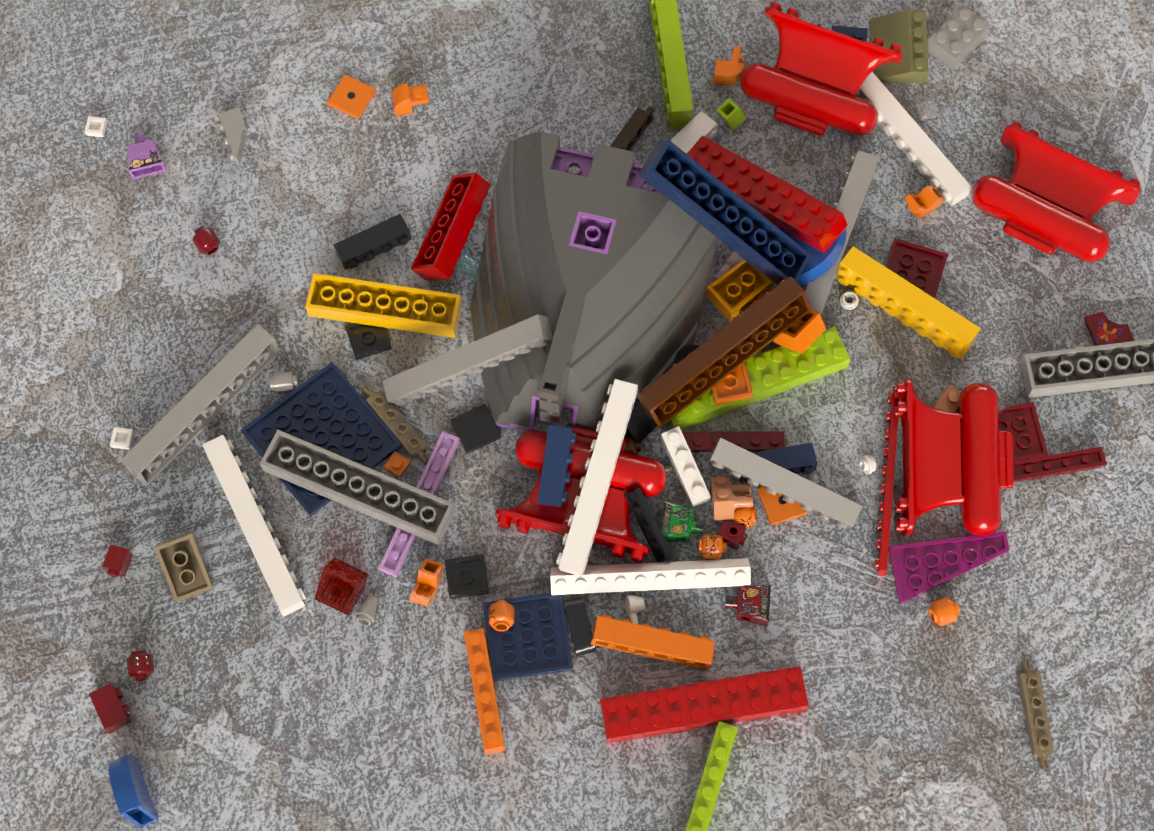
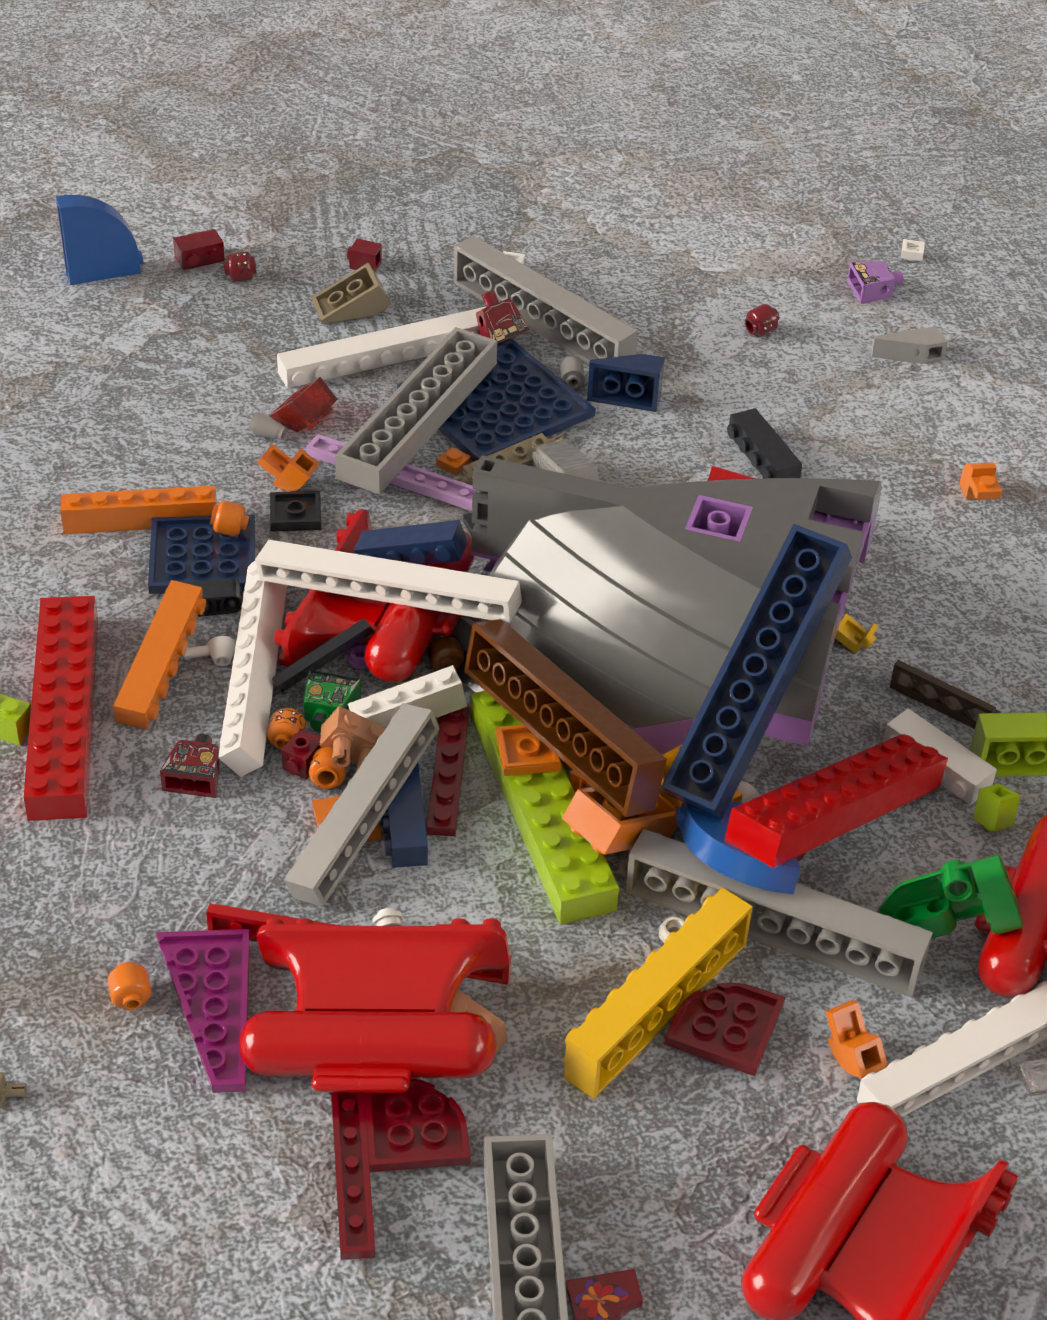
camera: 90 degrees right, 25 degrees down
(234, 435) = (500, 319): none -> dark red torso
(305, 327) = (627, 381): none -> dark blue slope
(351, 97) = (981, 443): orange tile -> none
(367, 340) = (631, 446): black tile -> none
(384, 305) = (673, 433): yellow brick -> none
(837, 120) = (956, 894): none -> green panel

